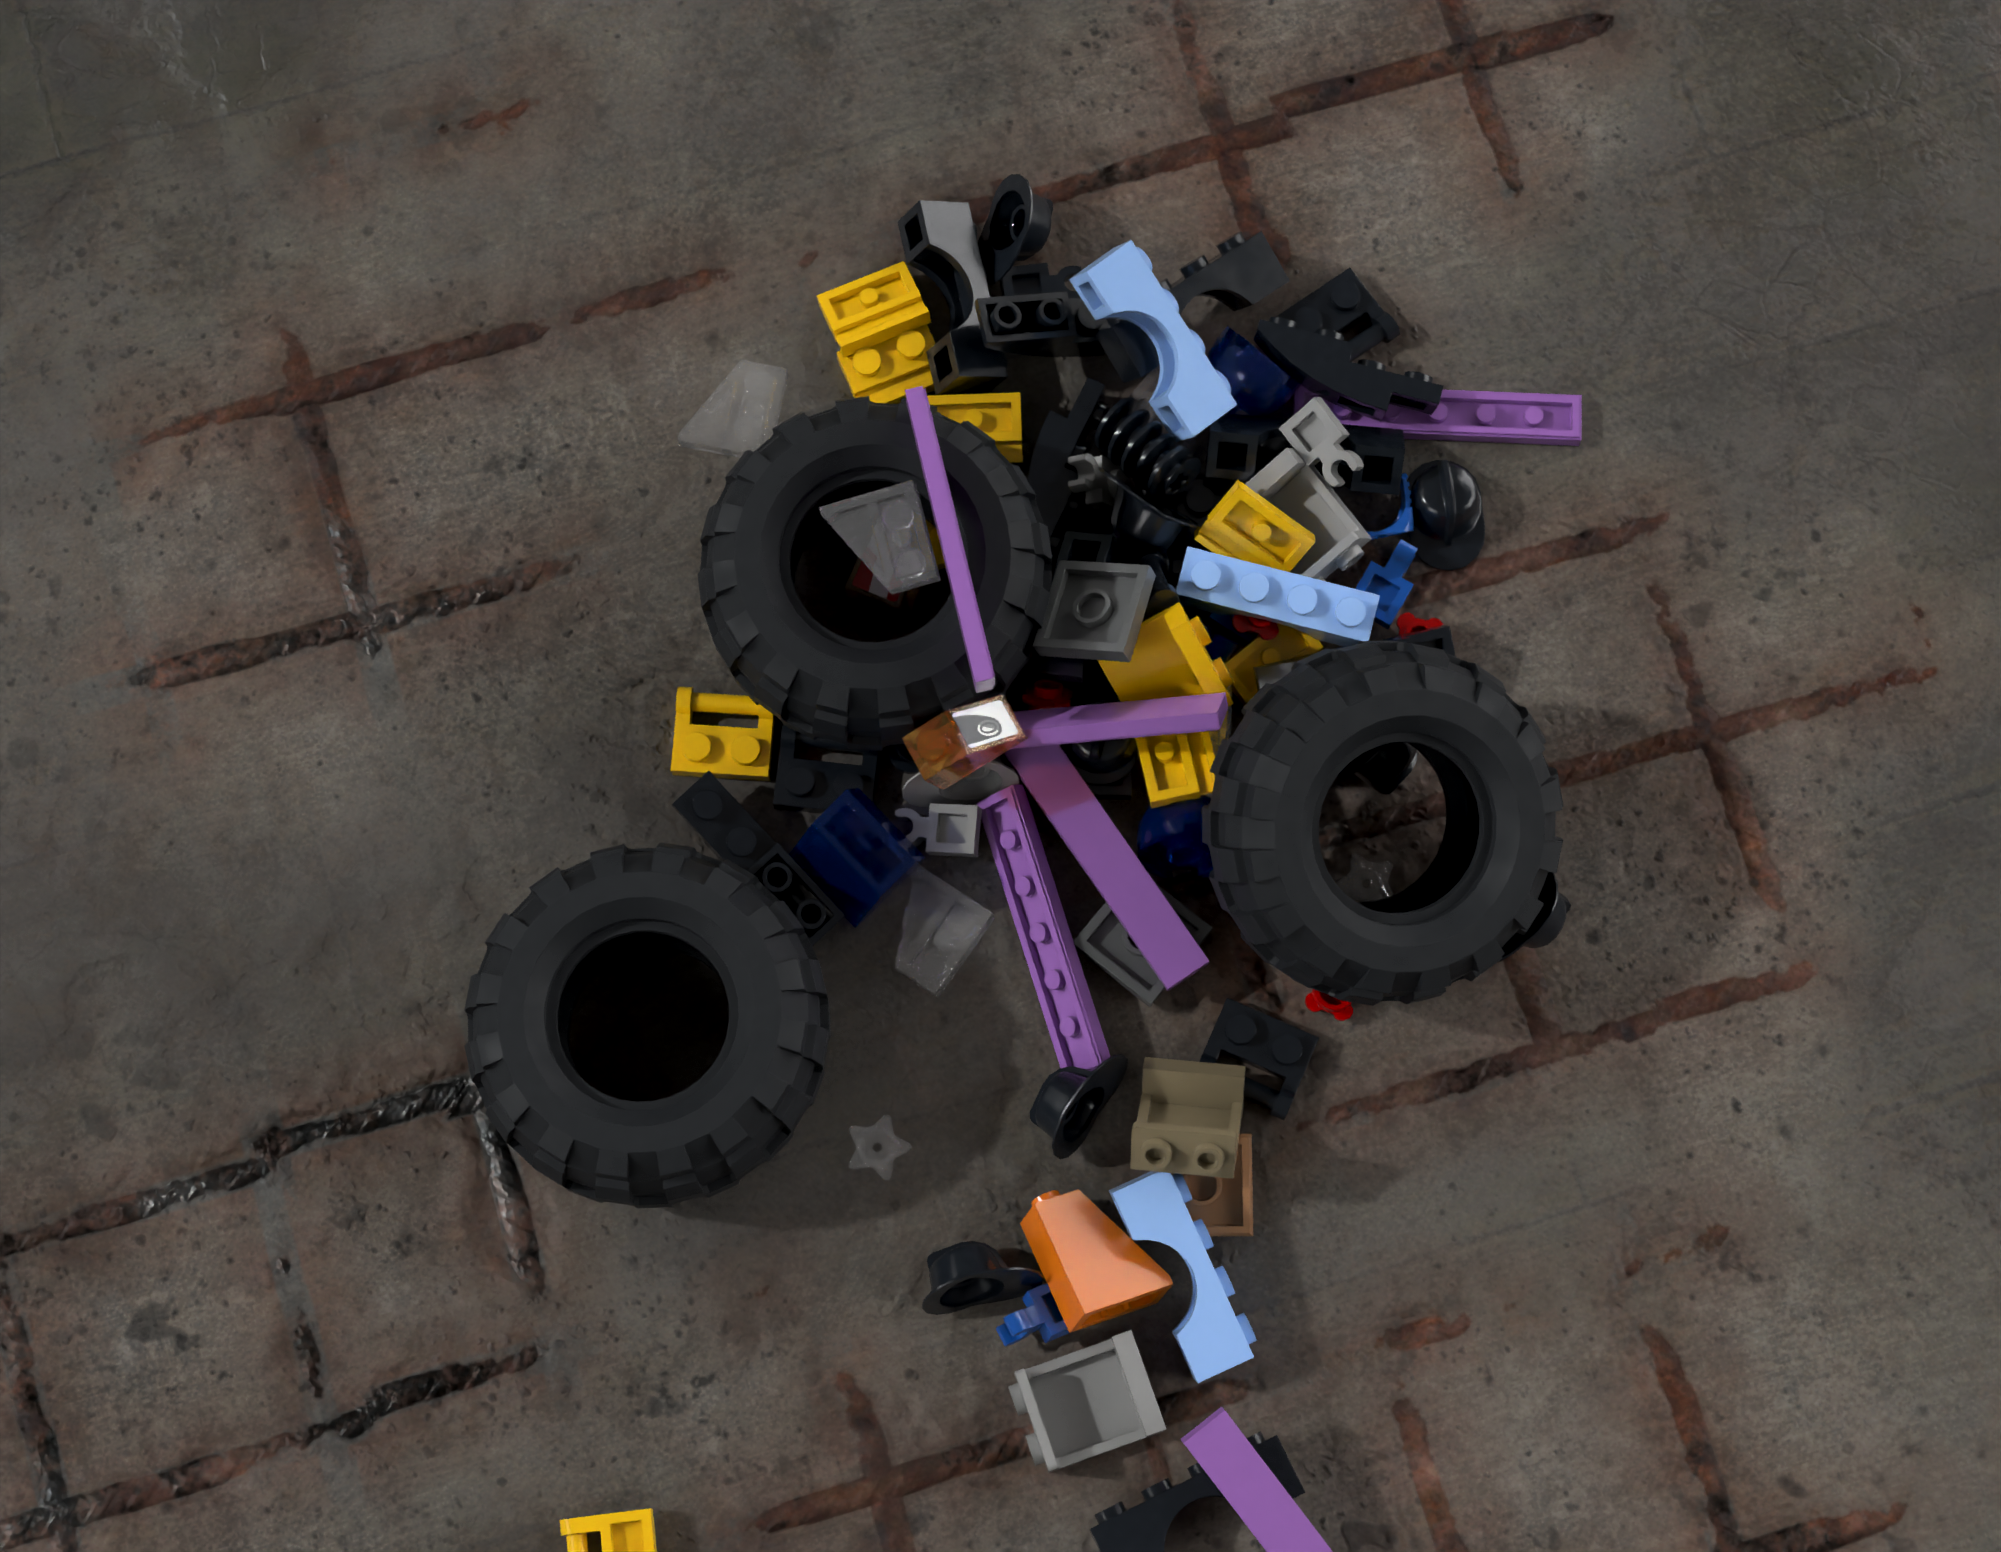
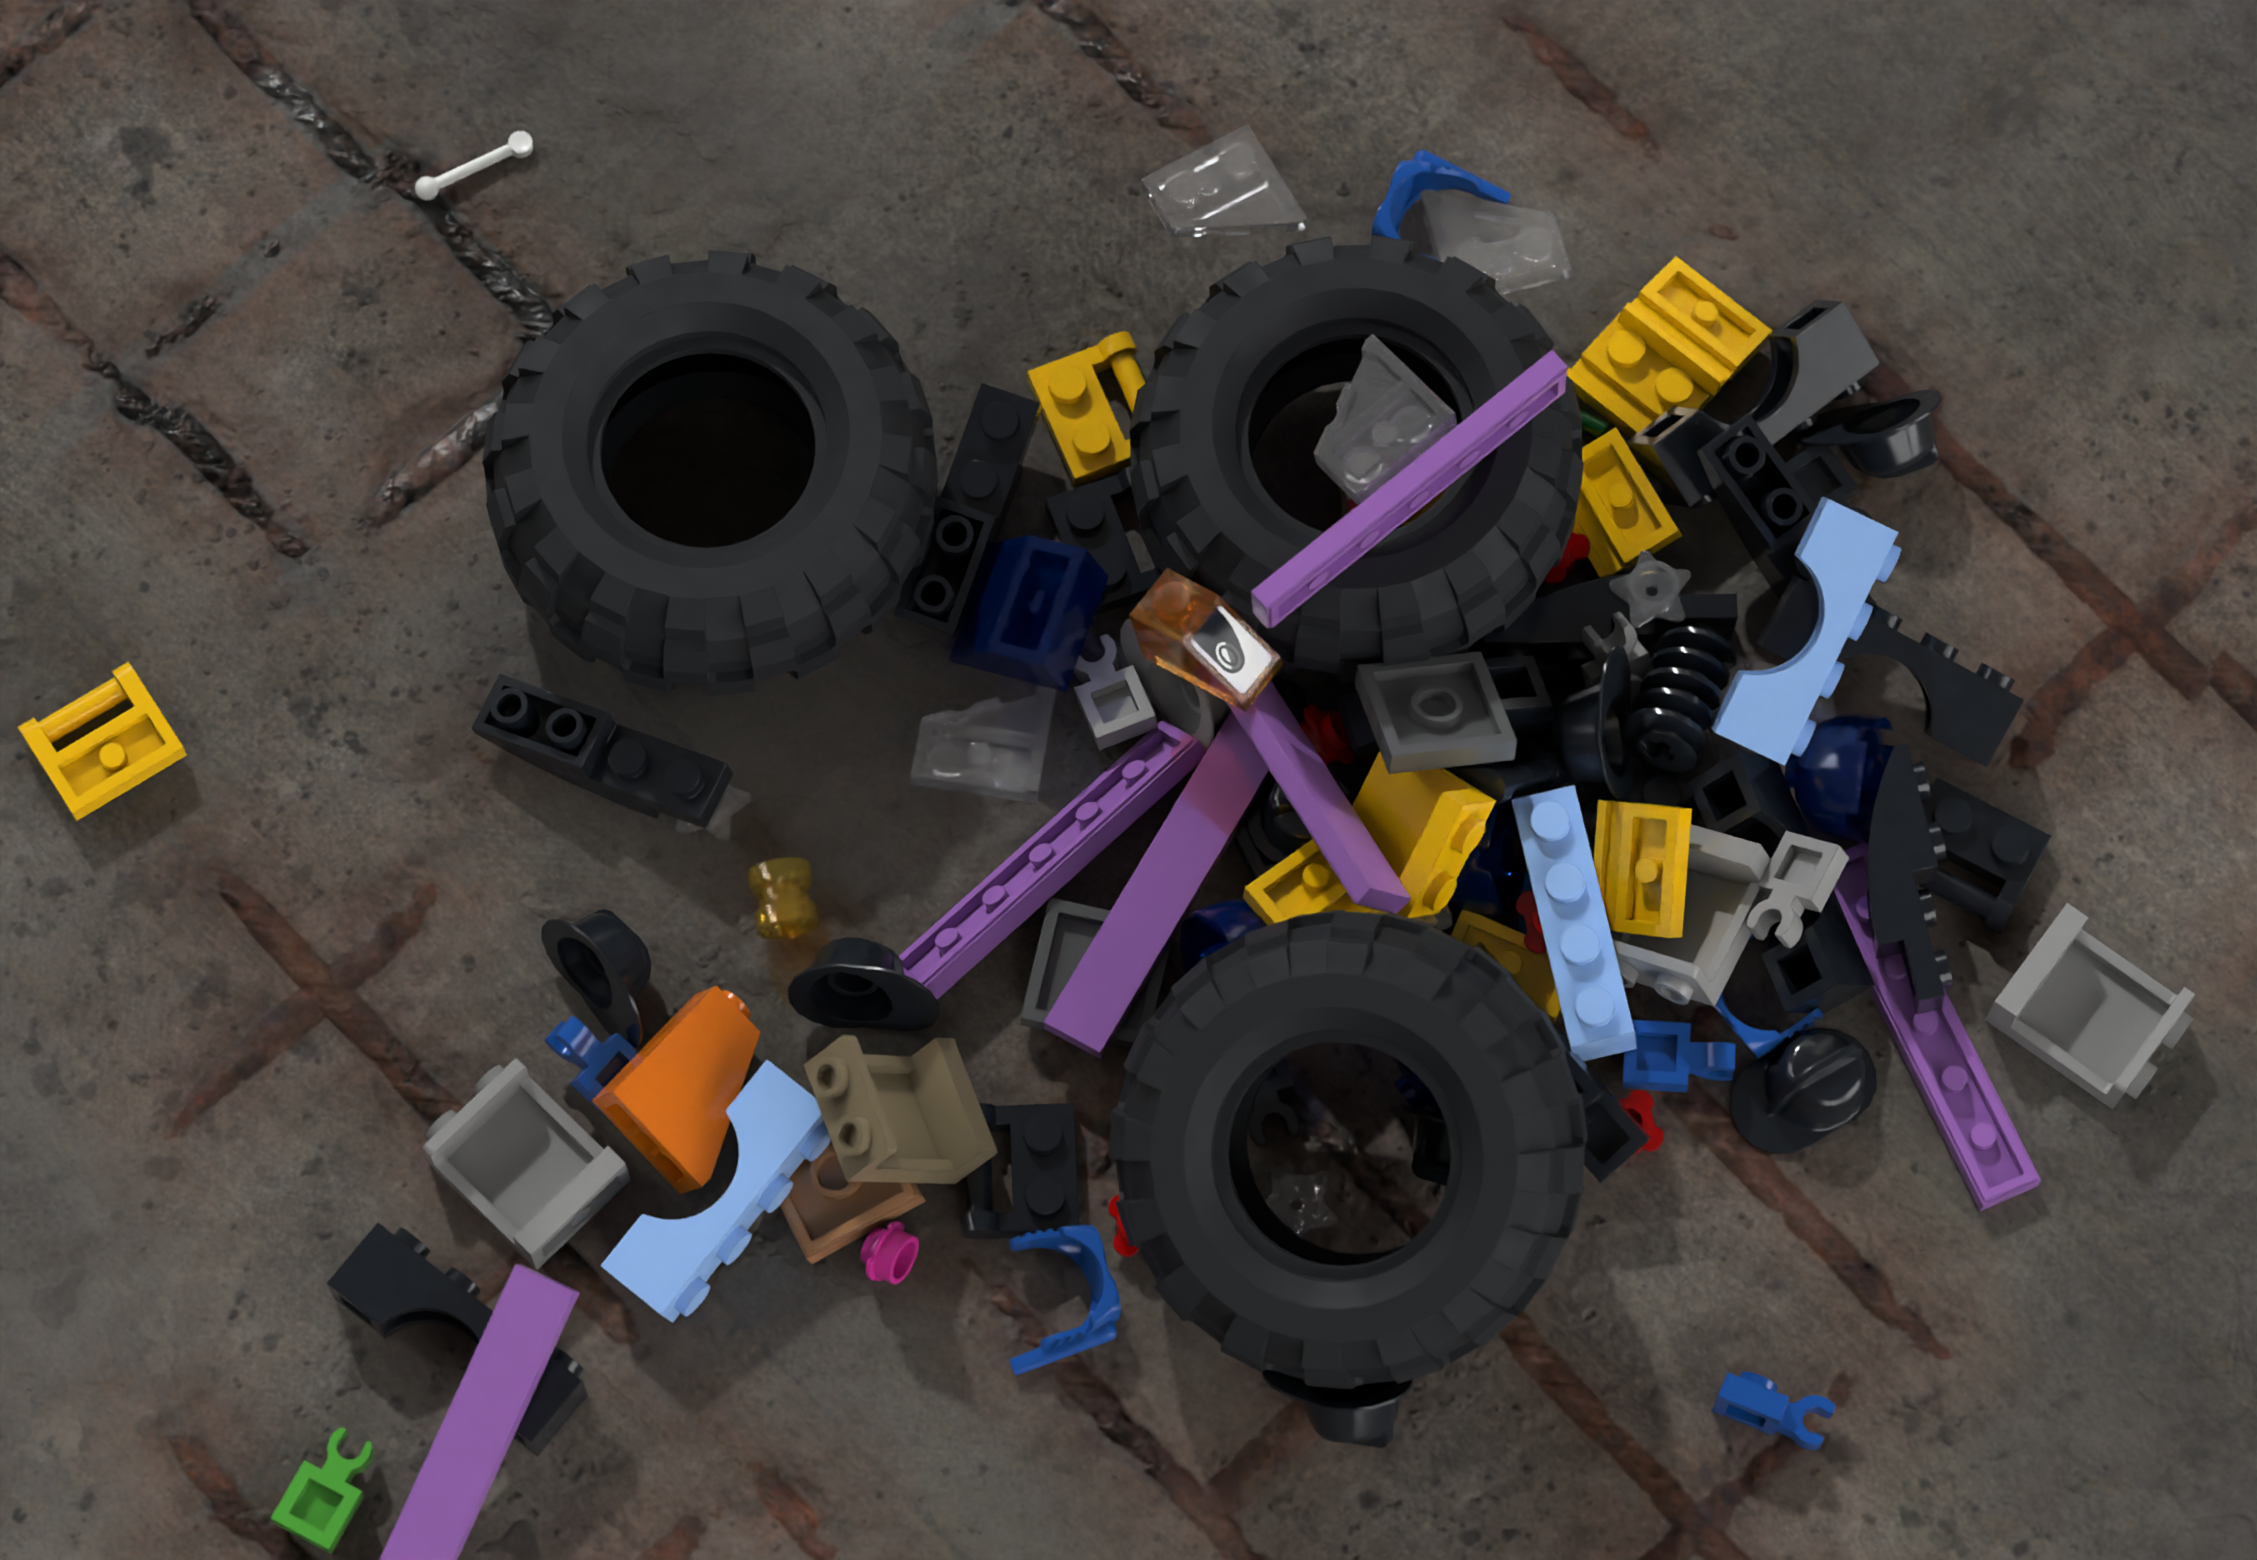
camera: 60 degrees right, 5 degrees down
(299, 1047) = (519, 145): none -> white hinge
(602, 571) = (1223, 190): none -> clear wing
(665, 435) = (1425, 173): none -> blue helmet
(808, 1204) = (599, 755): none -> black slope
(984, 1128) = (783, 903): none -> clear yellow wheel
(1059, 417) = (1652, 574): none -> clear plate
(1274, 1176) = (889, 1253): none -> dark pink plate
(1379, 1046) = (1086, 1249): none -> blue helmet
(1482, 304) = (2089, 1011): none -> light grey panel
(1649, 650) = (1757, 1404): none -> blue plate

